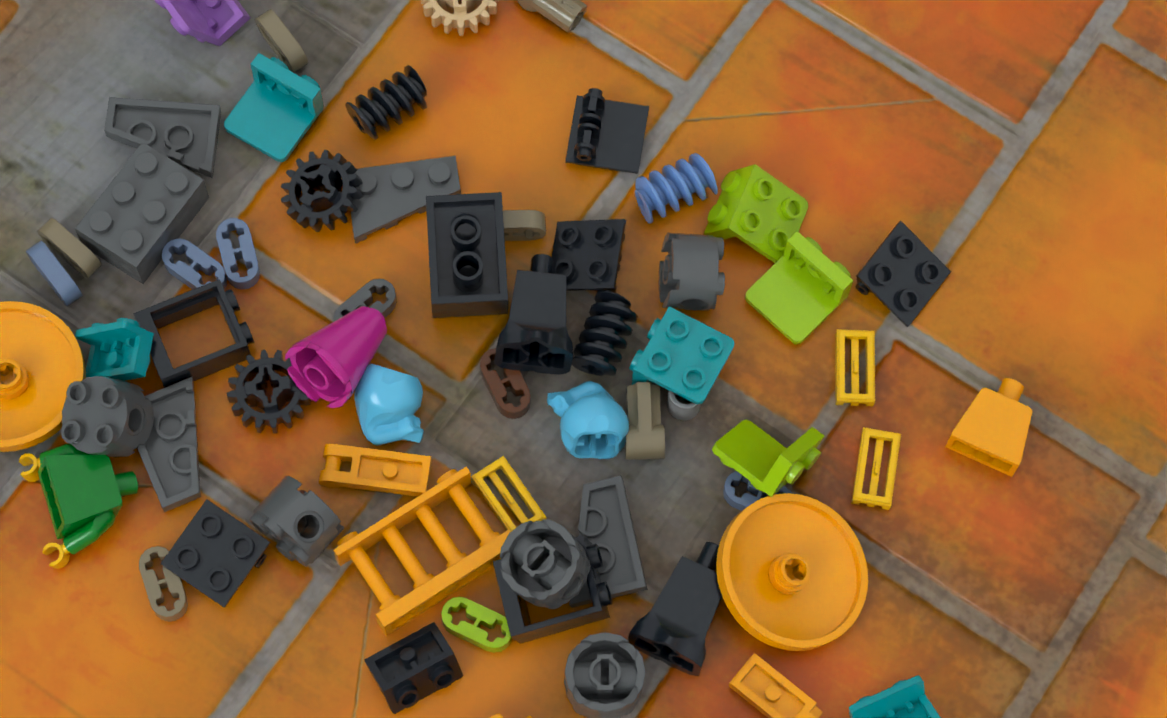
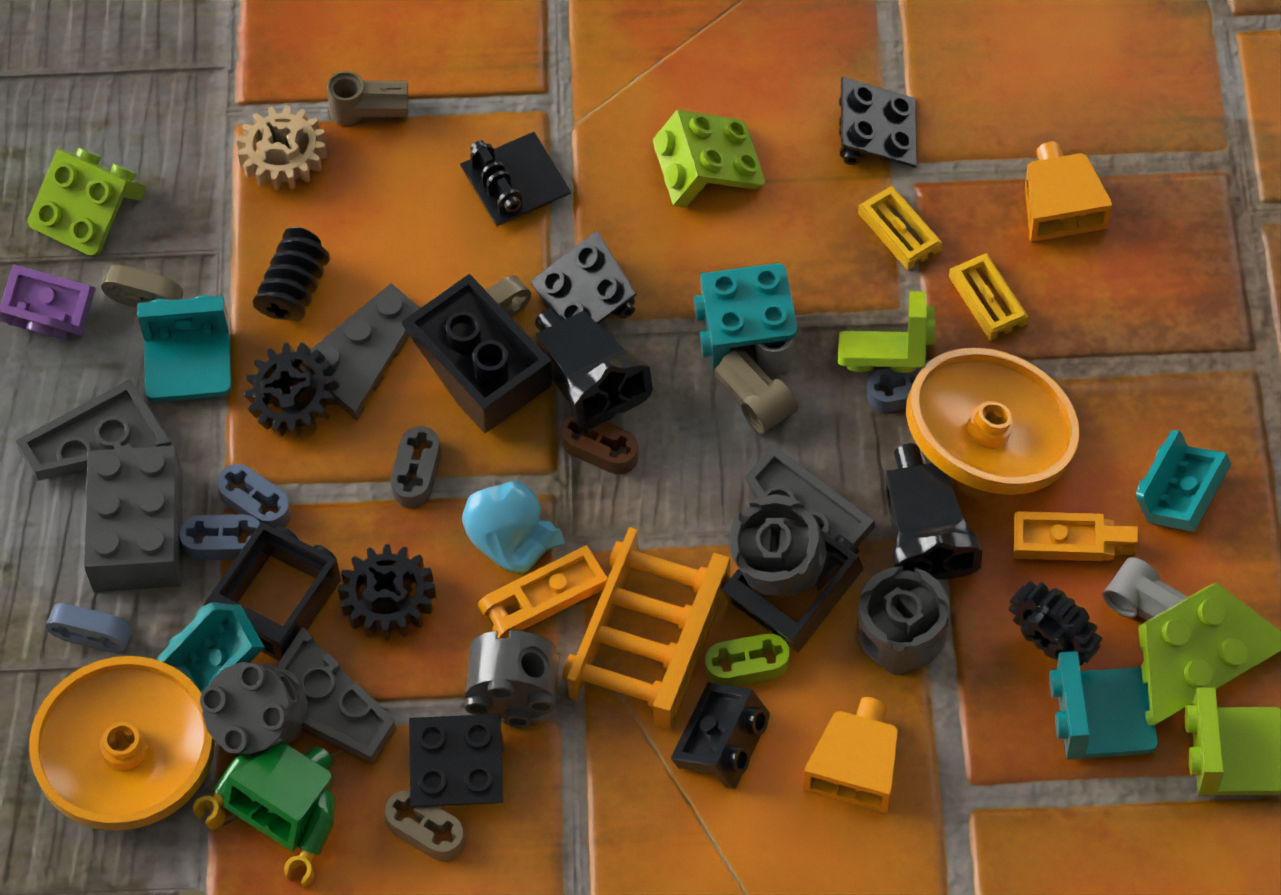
camera: 30 degrees left, 10 degrees down
(69, 248) = (90, 593): dark tan beam -> none
(336, 356) = (431, 514): dark pink cone -> none
(494, 504) = (680, 543): yellow tile -> none
(590, 421) = (708, 418): medium azure piece -> none
(603, 333) = (658, 338): black piece -> none
(673, 185) = (617, 179): medium blue piece -> none
(691, 271) = (692, 235): dark grey brick -> none
(800, 289) = (799, 190): lime bracket -> none

